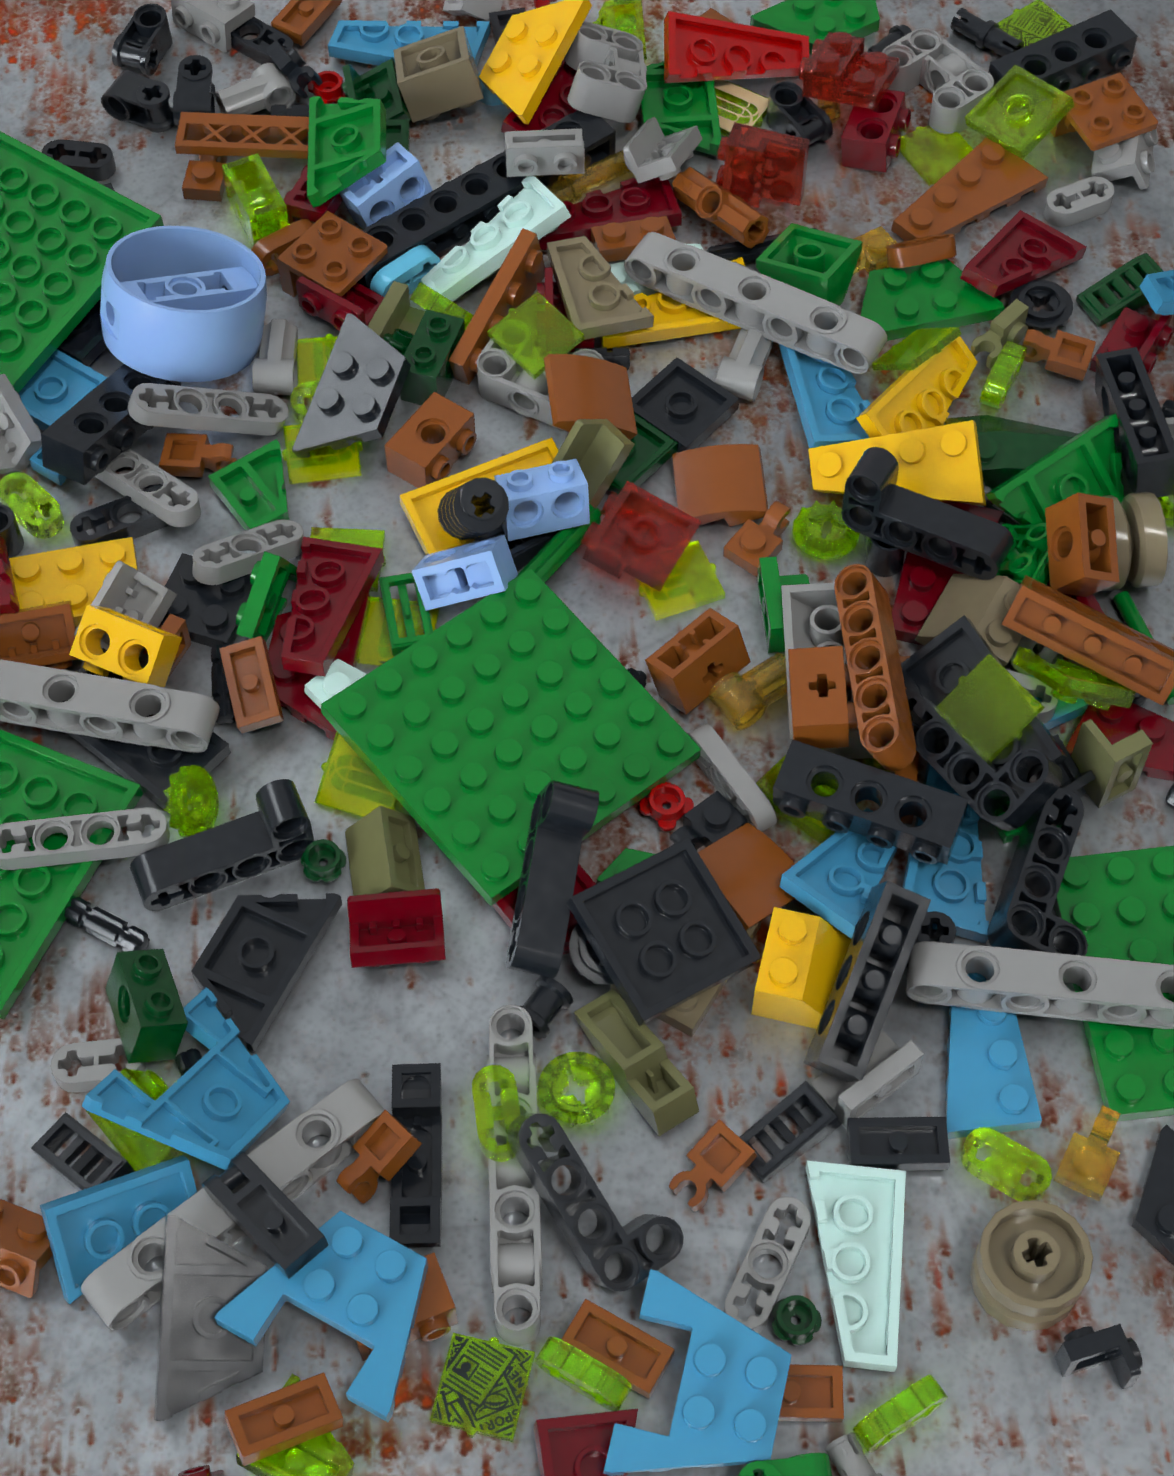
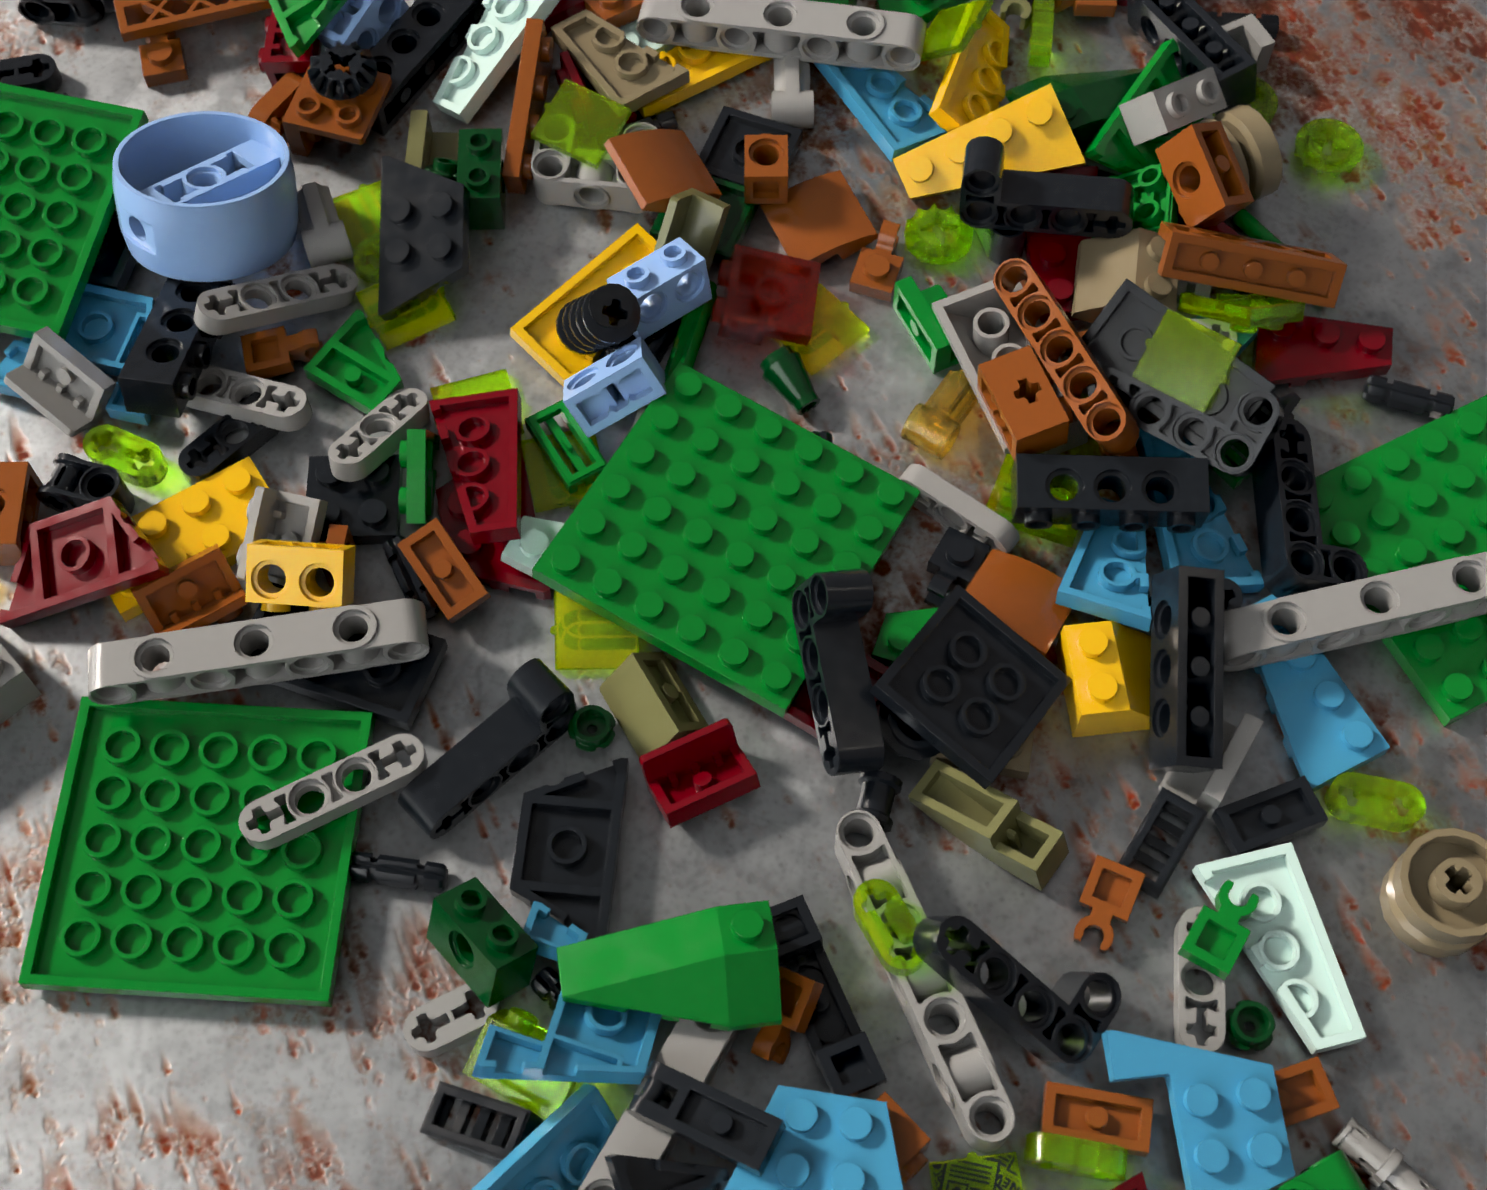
camera: 20 degrees left, 5 degrees up
(203, 800) = (435, 712): clear neon green gear -> none
(254, 197) = (229, 66): clear neon green brick -> none
(308, 1083) = (694, 967): none -> green wedge
(332, 237) = (339, 84): none -> black gear
(332, 308) = (361, 156): dark red bracket -> none
(405, 269) = (414, 95): medium azure beam -> none
(431, 441) = (517, 242): dark orange brick -> none
(432, 300) = (458, 118): clear neon green beam -> none
(585, 1070) = (941, 850): clear neon green gear -> none
(631, 616) = (789, 378): none -> dark green cone
(666, 794) = (906, 546): red plate -> none
(685, 423) = (766, 169): none -> dark orange brick
(697, 659) = (879, 403): dark orange brick -> none
(794, 1227) = (1216, 936): none -> green plate
(900, 1413) = (1387, 1082): clear neon green beam -> none
(1087, 473) = (1173, 106): none -> light grey brick
(1088, 1160) = (1445, 771): clear yellow plate -> none
(1114, 766) = (1308, 378): olive panel -> none

